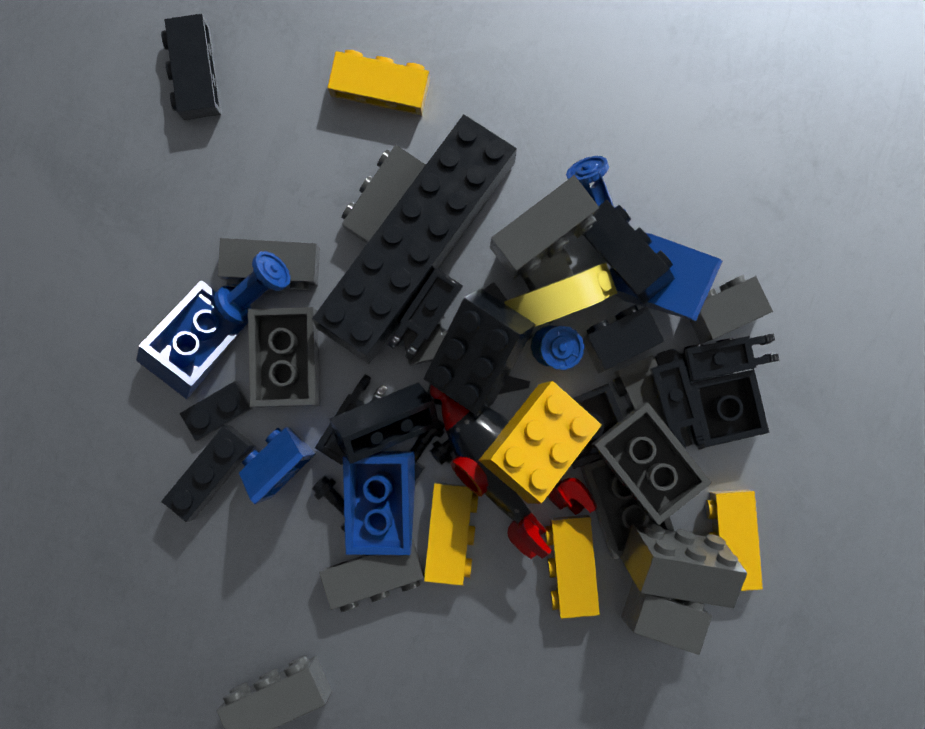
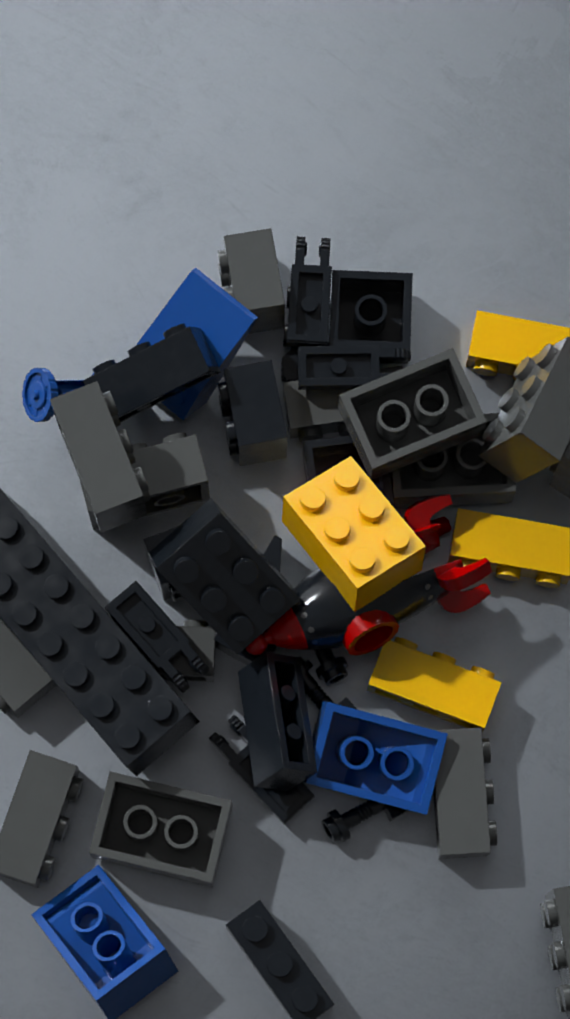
camera: 80 degrees left, 10 degrees down
(215, 411) = (203, 940): black plate -> none
(267, 274) = (73, 872): blue hose -> none
(274, 465) = (290, 872): blue slope -> none
(557, 347) = (243, 487): blue hose -> none
(565, 295) = (186, 458): light yellow arch -> none

